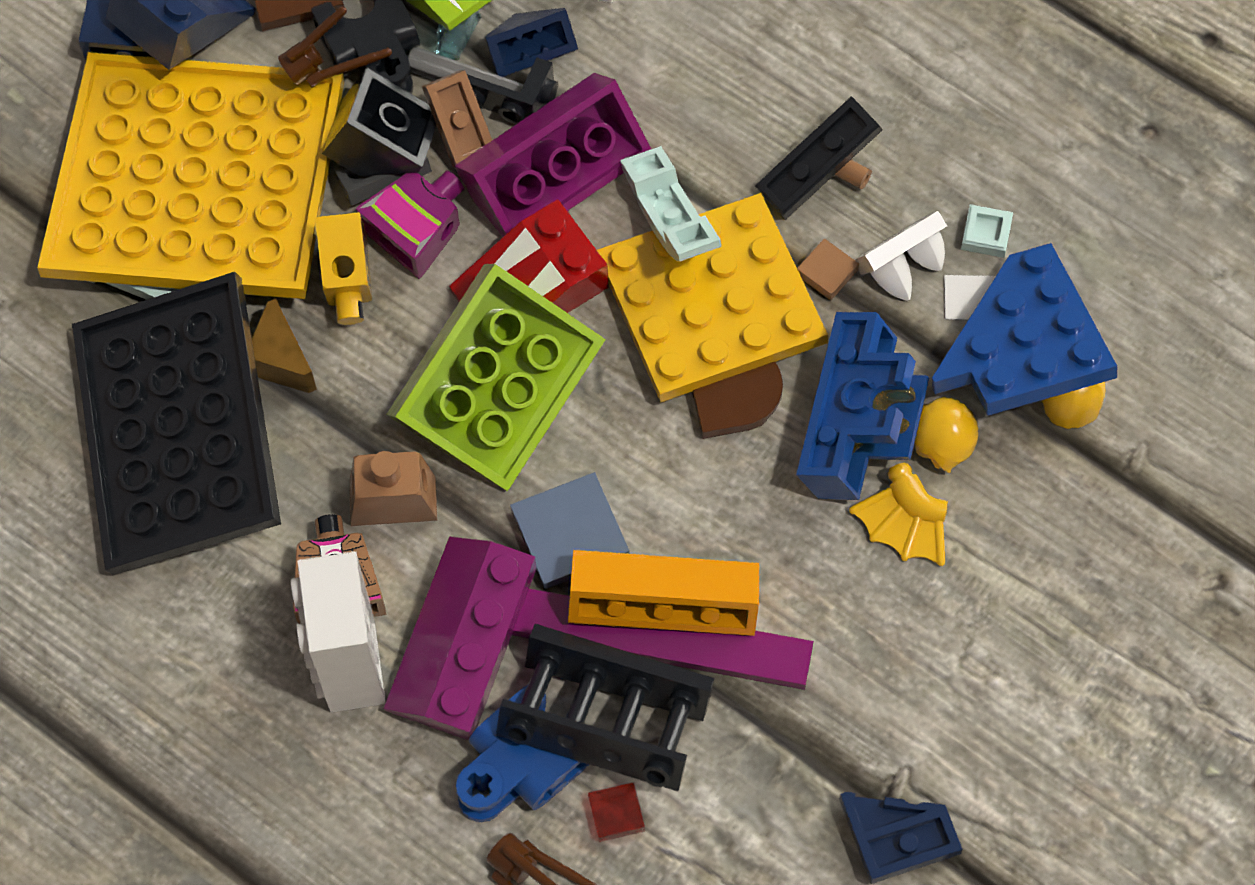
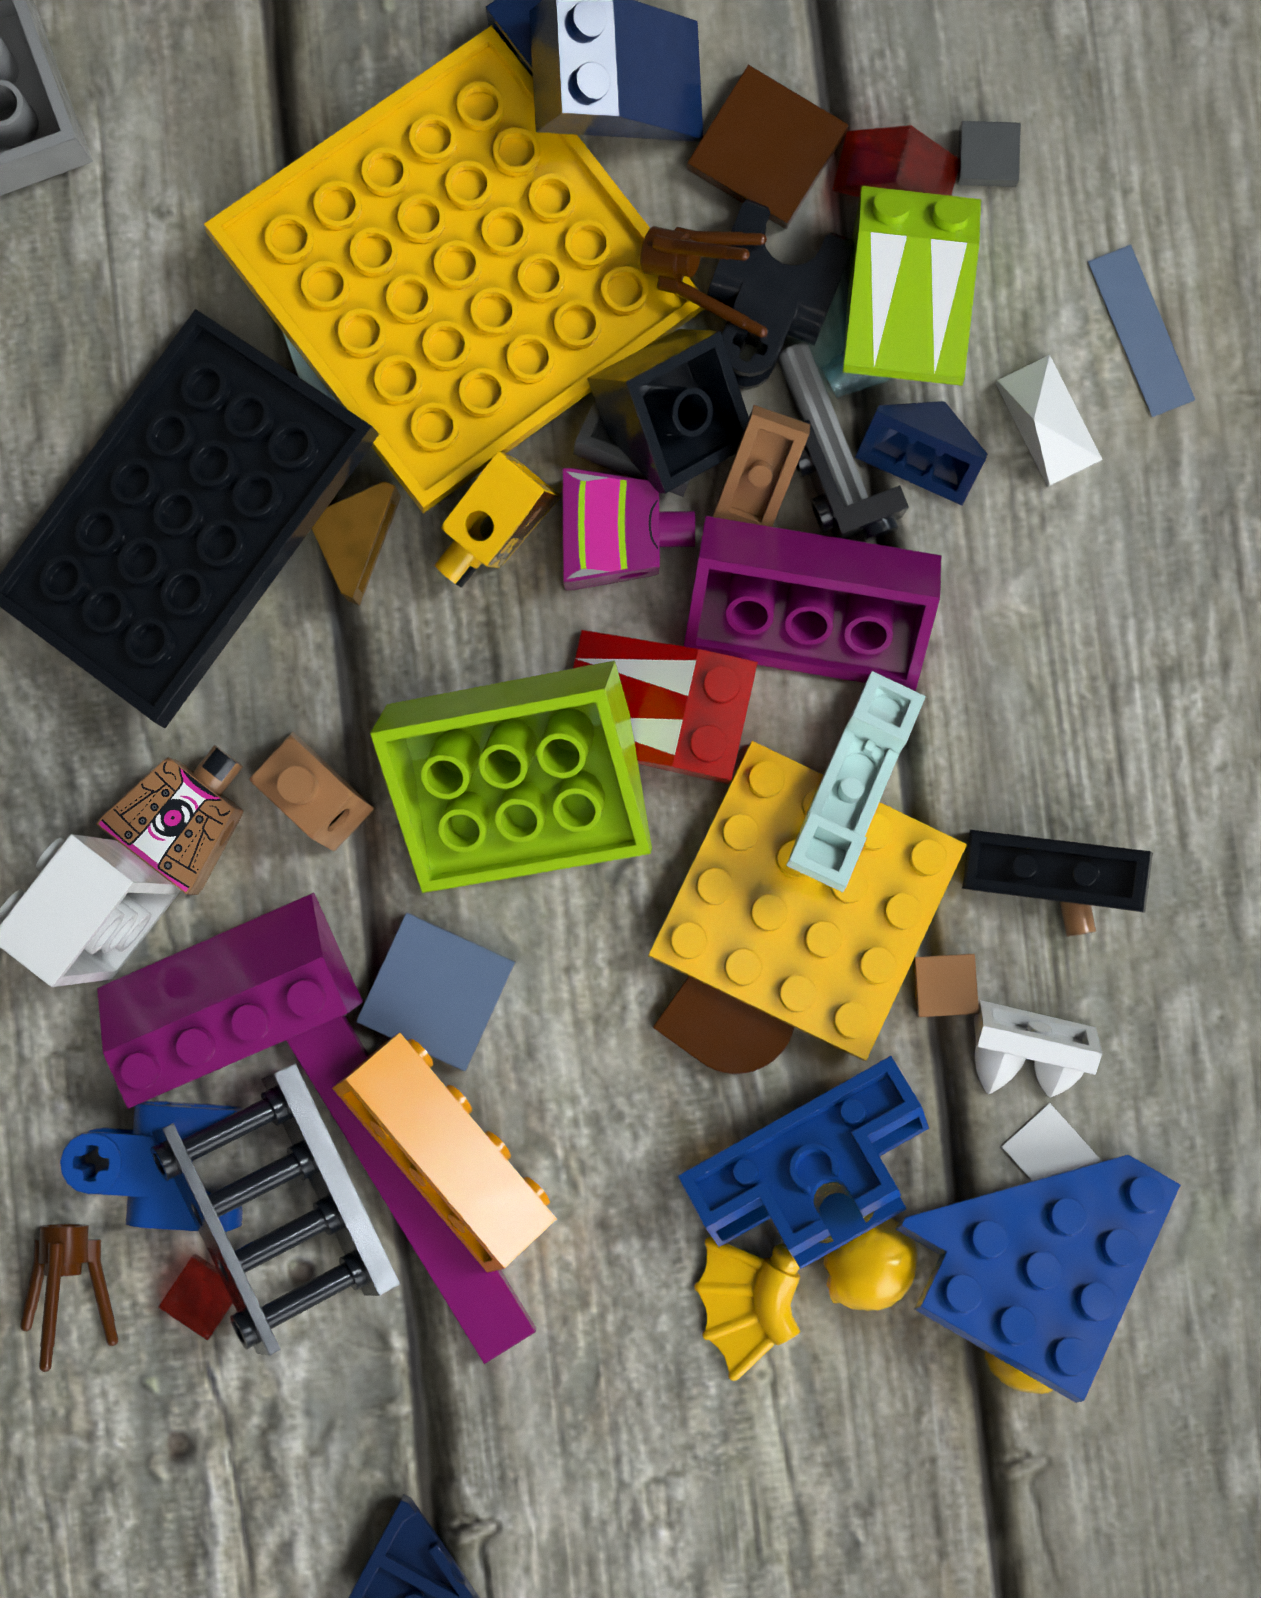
camera: 45 degrees right, 20 degrees up
(987, 231) = (1137, 1104): light aqua tile -> none

